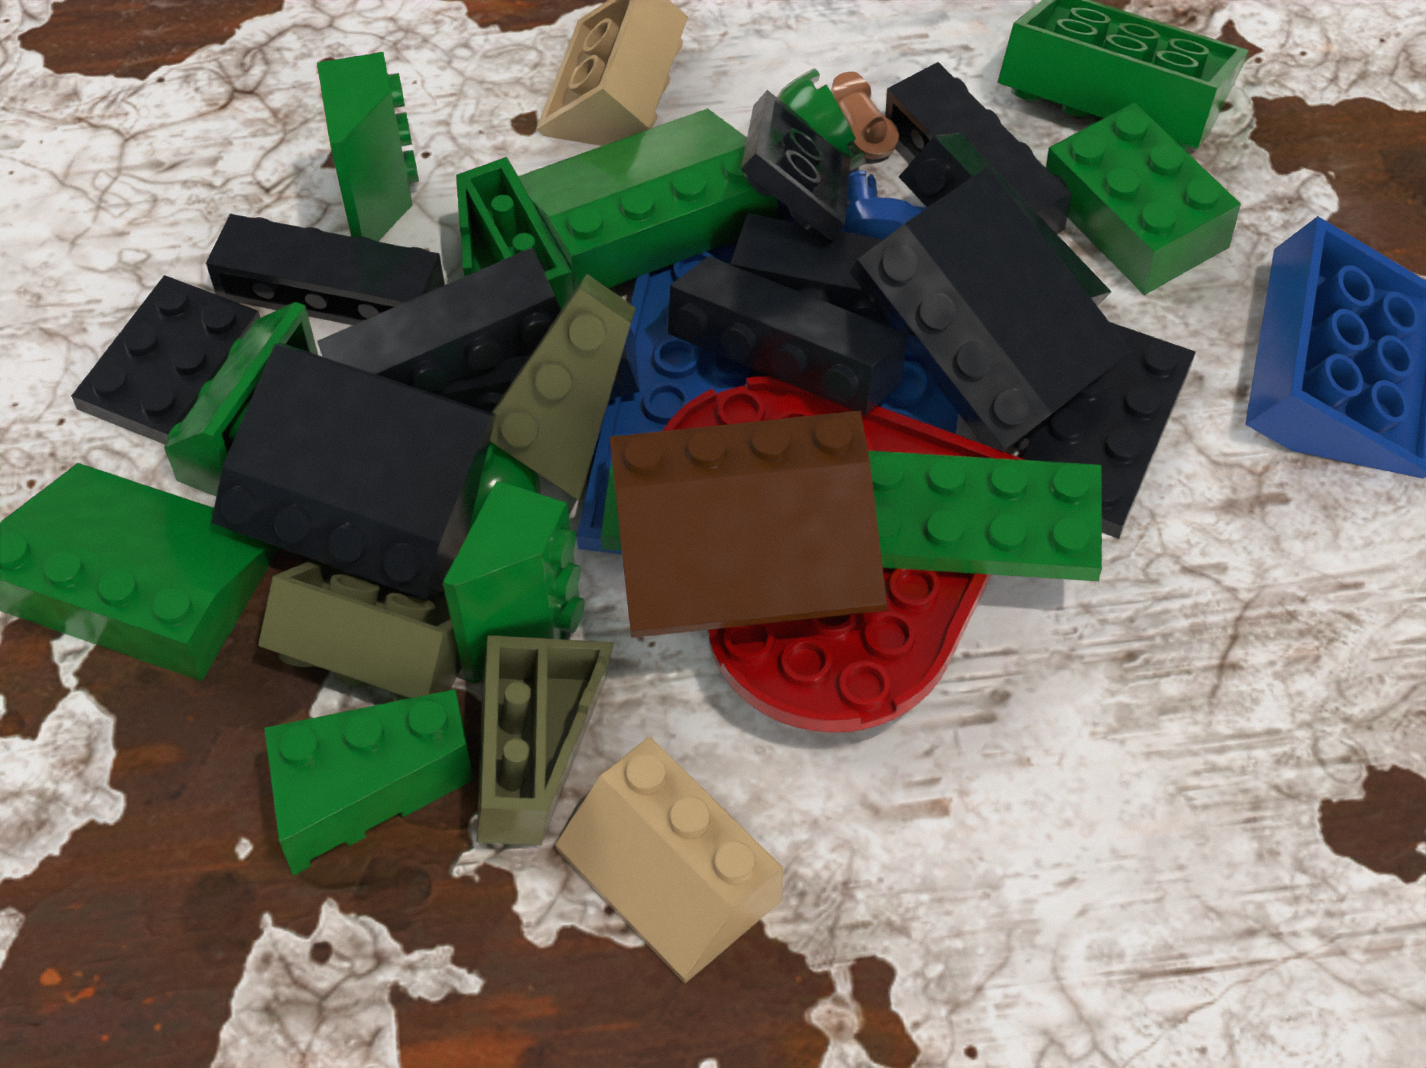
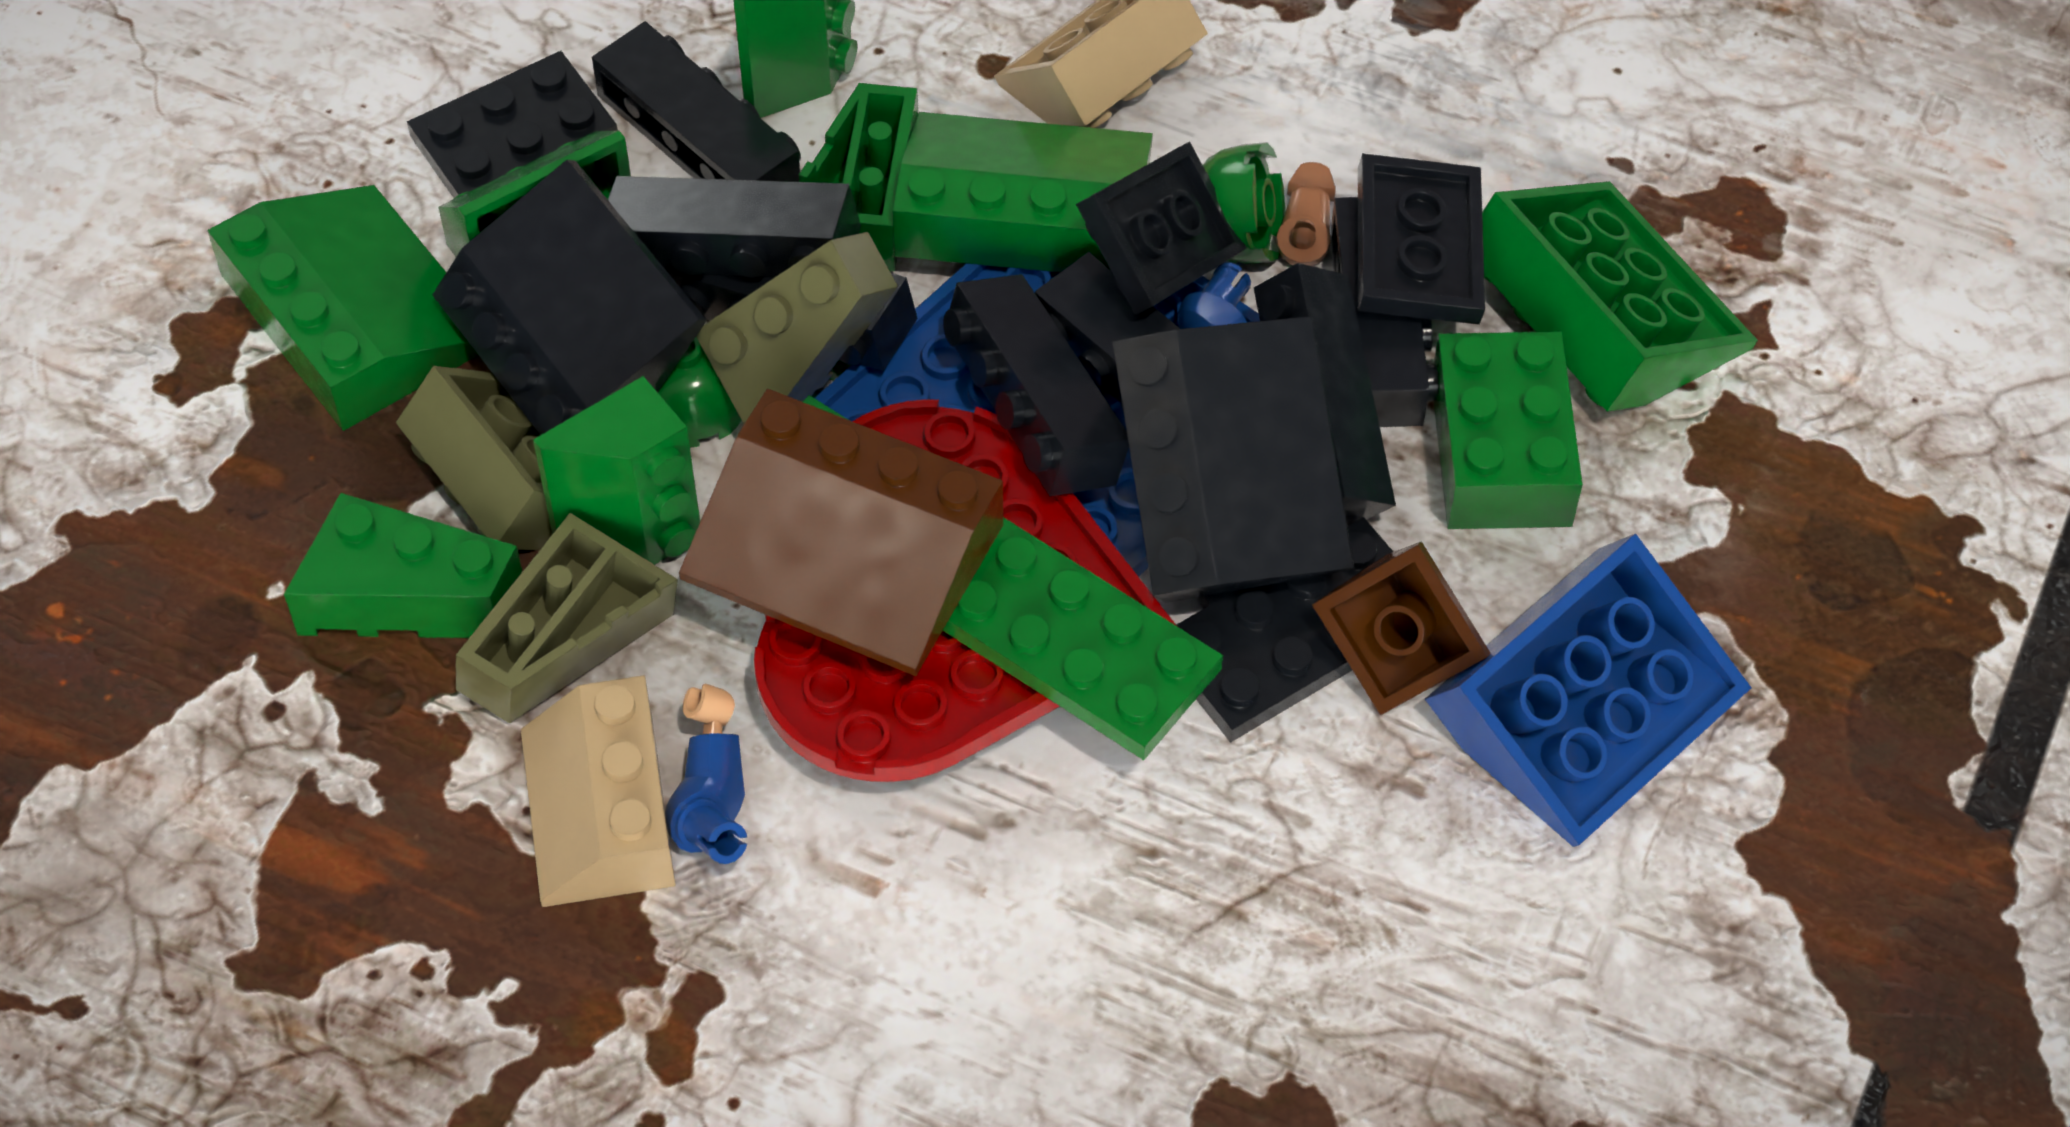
camera: 30 degrees right, 0 degrees up
(758, 797) = (712, 792): none -> blue arm
(983, 84) = (1420, 239): none -> black plate
(1198, 373) = (1400, 627): none -> reddish brown slope

